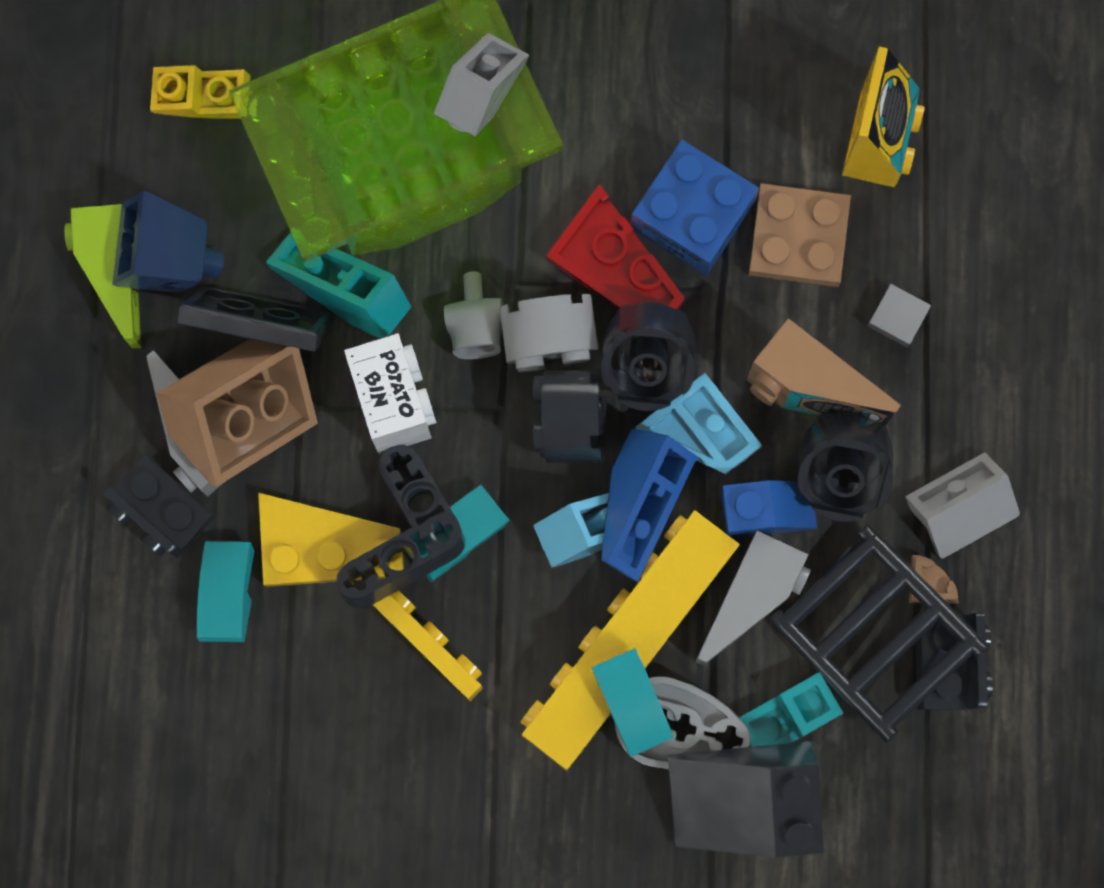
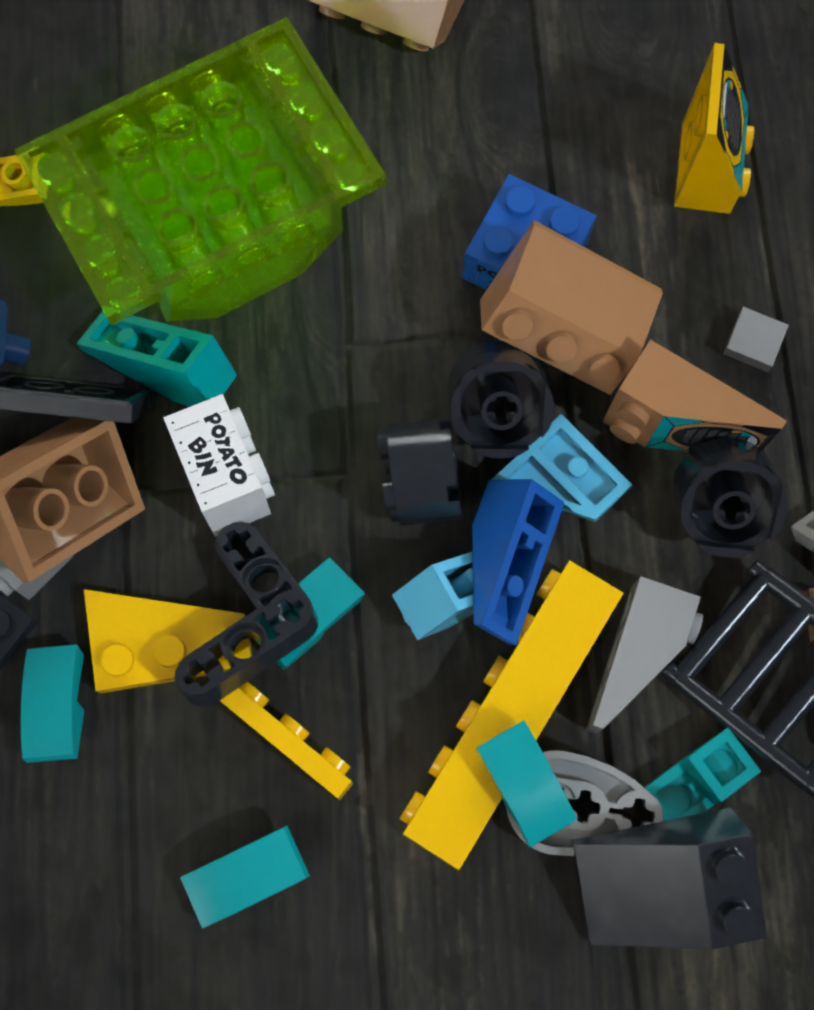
camera: 10 degrees left, 5 degrees down
(382, 757) = (244, 877): none -> teal slope
(475, 322) = (307, 386): light grey piece -> none
(479, 84) = (287, 115): light grey slope -> none
(549, 331) = (388, 383): light grey brick -> none
(610, 259) = (435, 302): red wing -> none
(721, 279) = (570, 308): none -> medium nougat slope
(765, 508) = (643, 549): blue slope -> none
(799, 235) = (653, 252): medium nougat plate -> none

